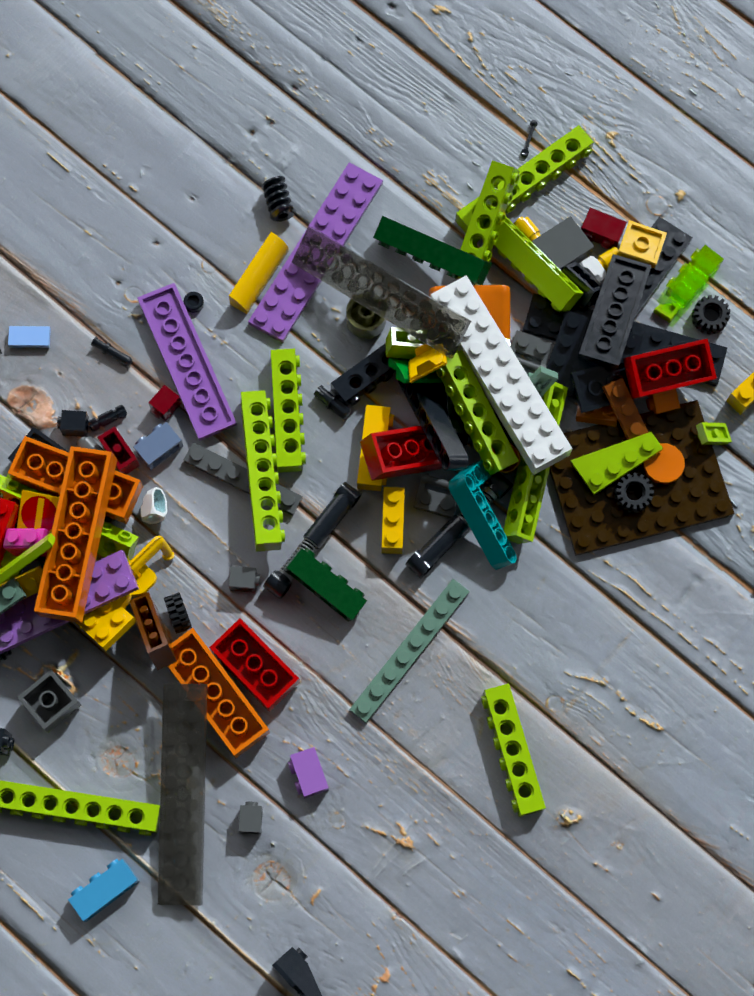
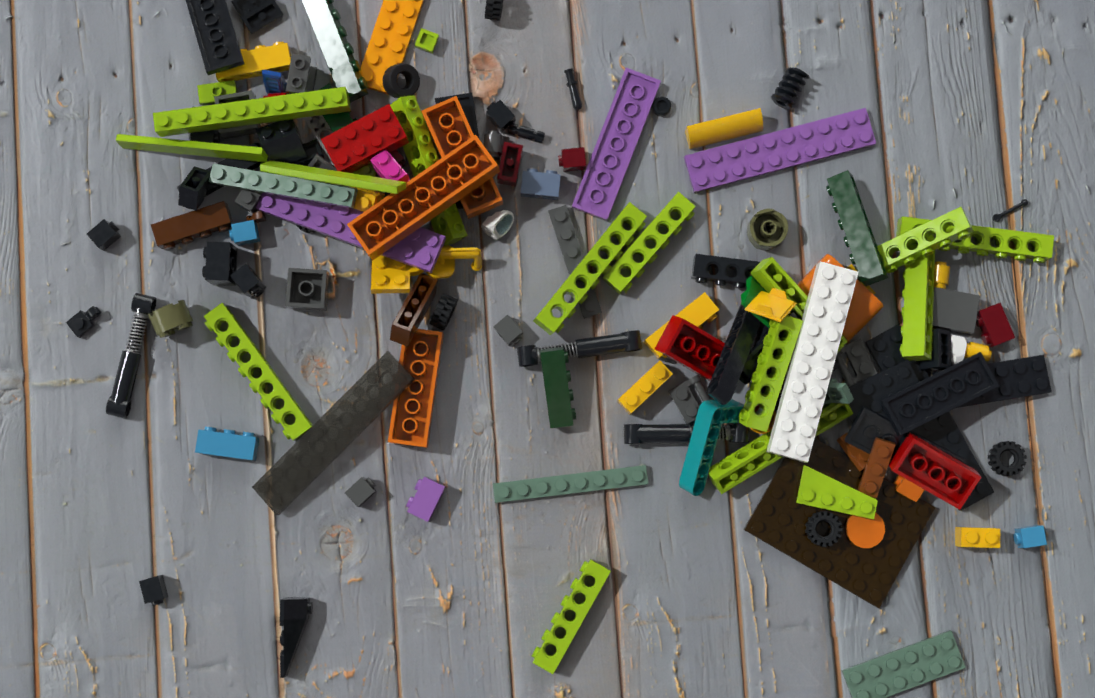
camera: 45 degrees right, 10 degrees up
(29, 337) = (529, 25): light blue tile -> none
(37, 510) = (416, 155): piece -> none
(254, 664) = (459, 394): red brick -> none
(332, 402) = (685, 267): black axle -> none
(381, 292) = (789, 226): clear smoke plate -> none
(642, 243) = (1009, 363): yellow tile -> none
(667, 311) = (979, 426): lime tile -> none
(693, 275) = (1023, 419): clear neon green brick -> none
(713, 433) = (920, 542): lime plate -> none

